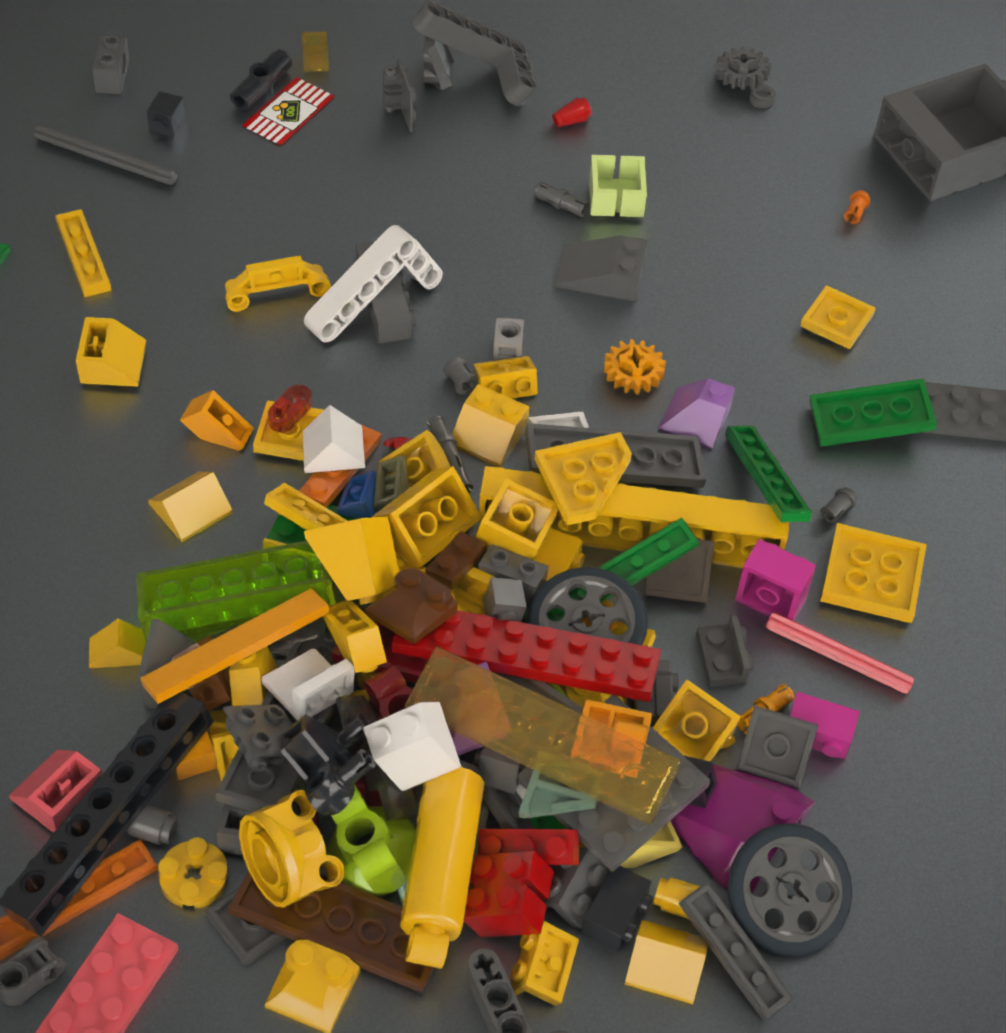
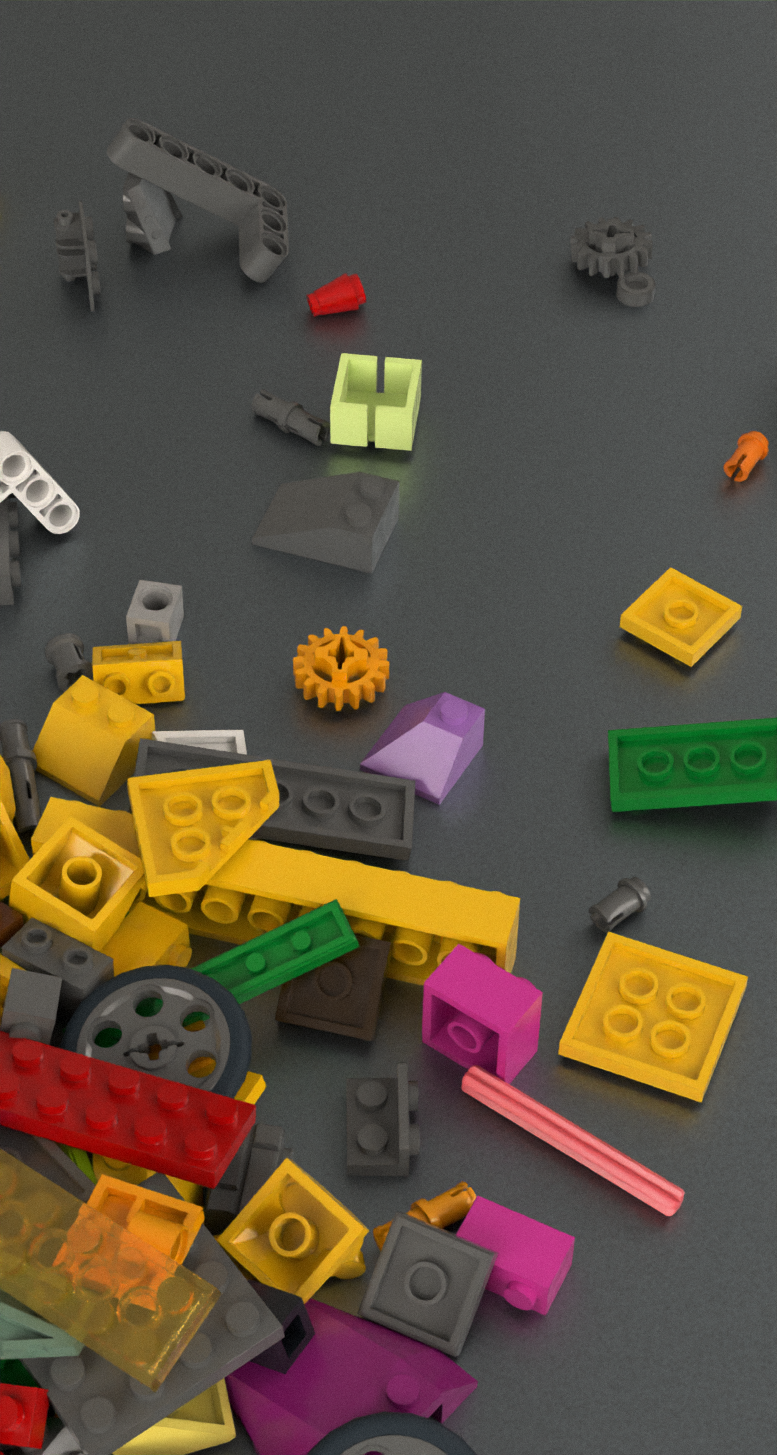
camera: 10 degrees right, 5 degrees down
(768, 474) = (503, 846): green tile -> none

